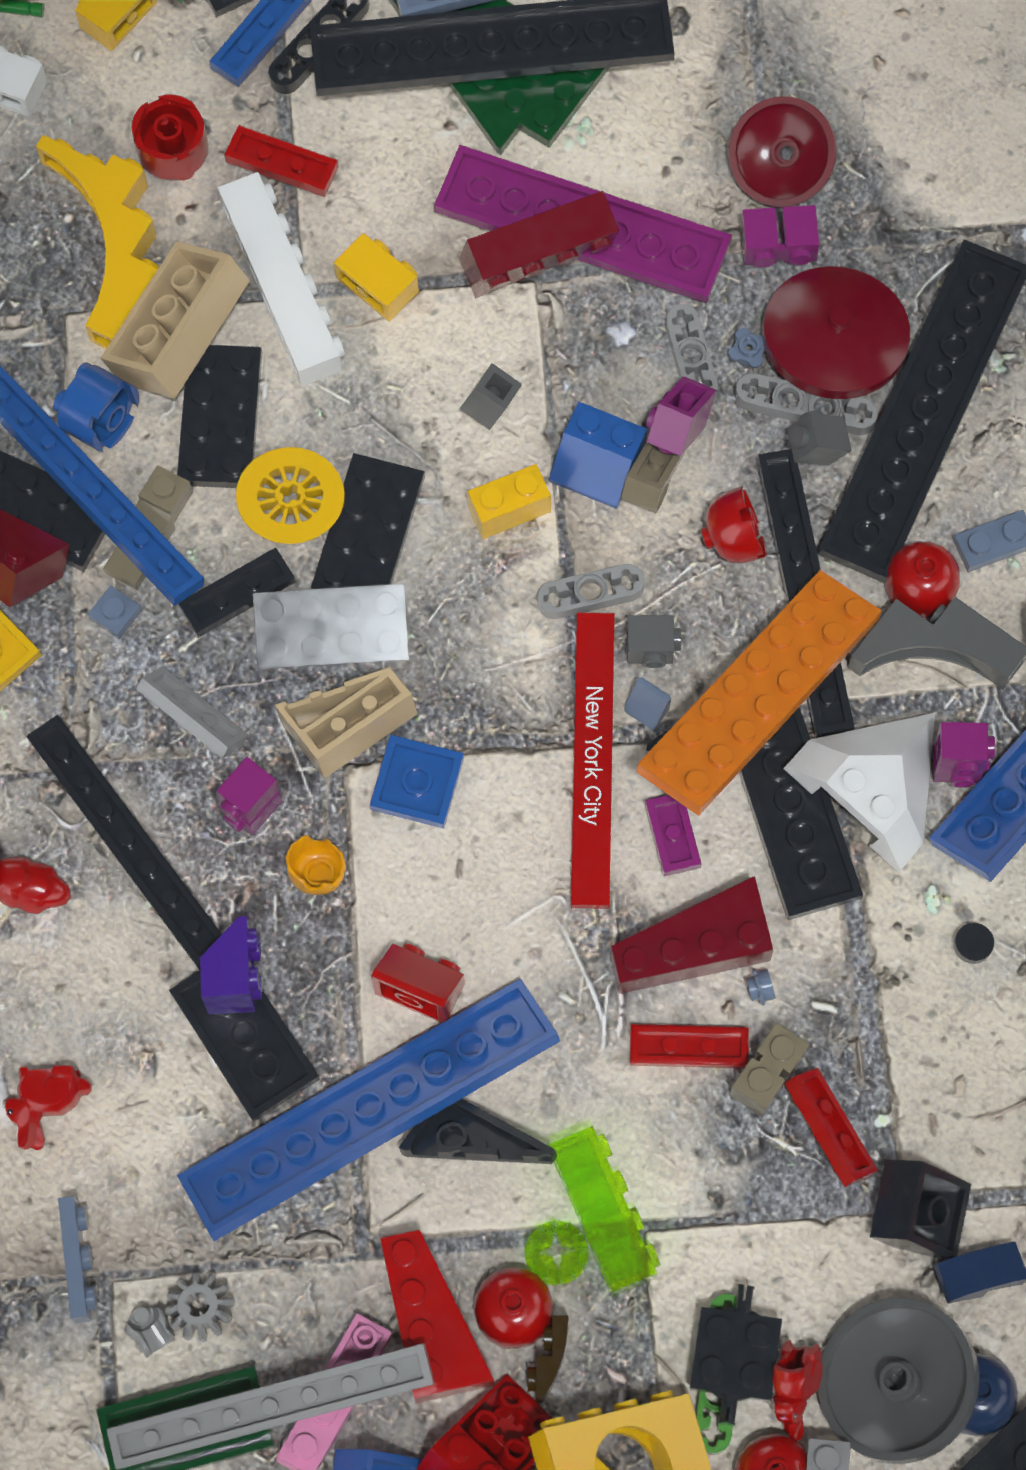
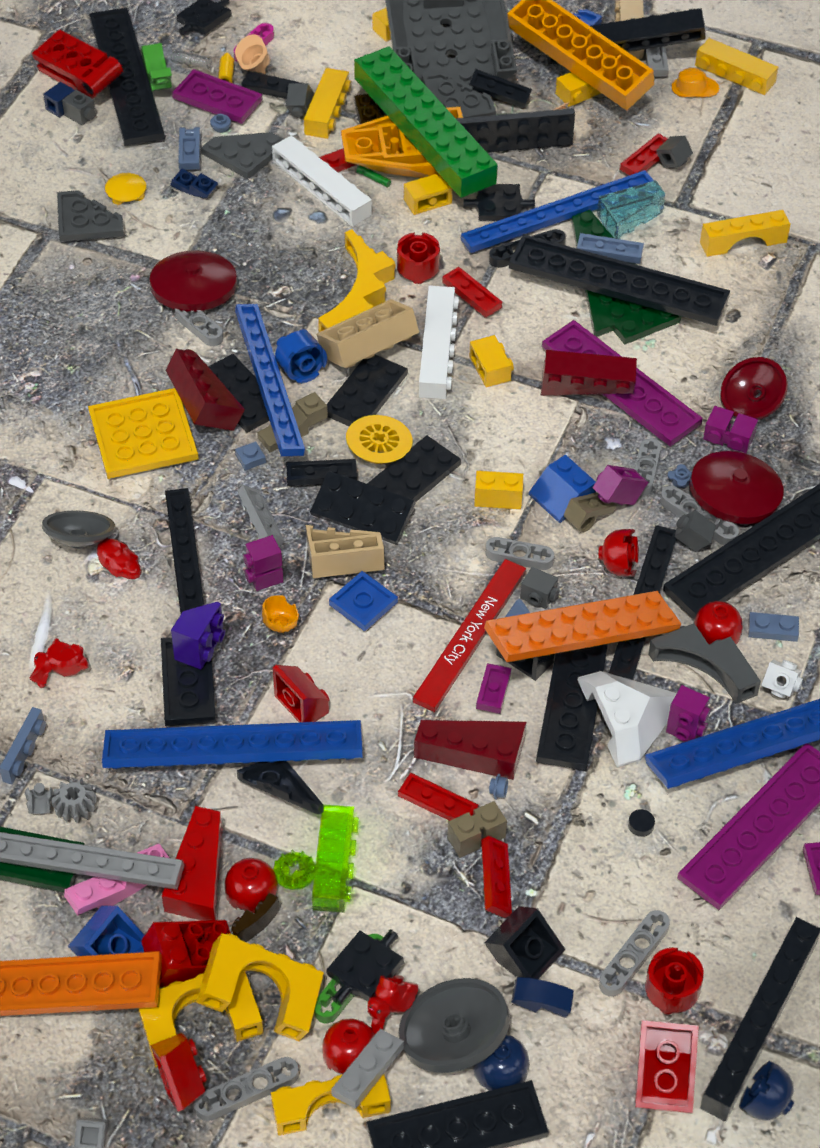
camera: 25 degrees right, 20 degrees down
(491, 396) = (518, 436): dark grey brick -> none

